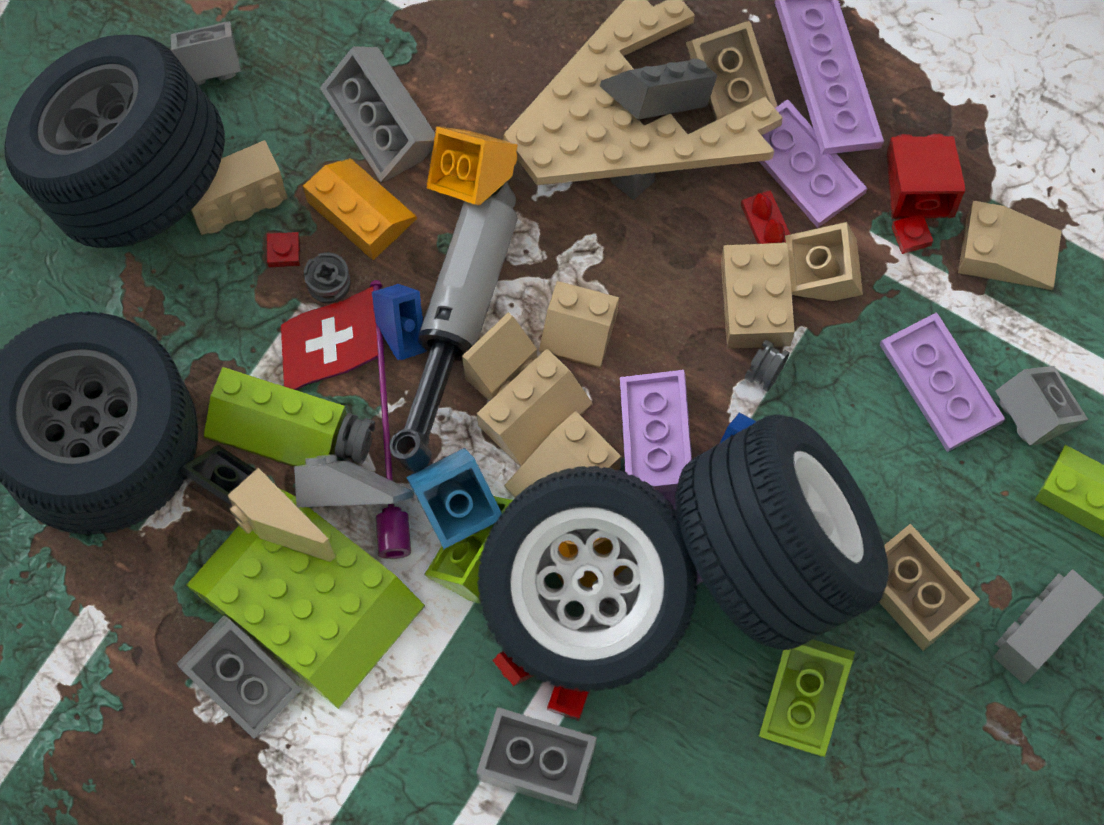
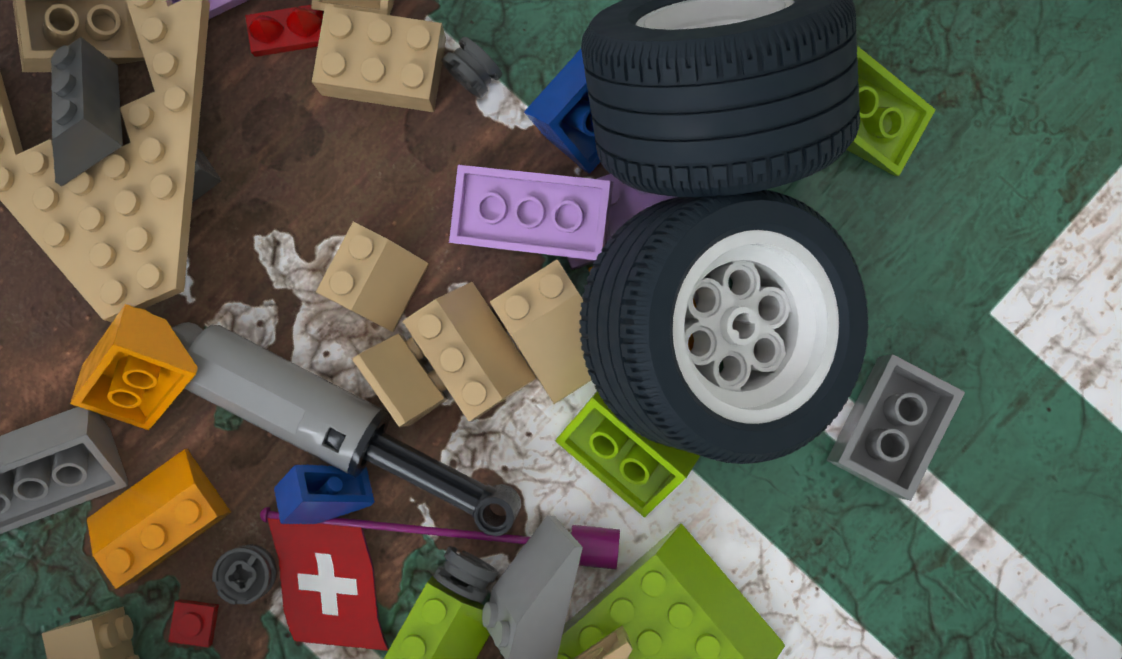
camera: 85 degrees left, 15 degrees up
(455, 497) = (571, 468): dark azure slope -> none

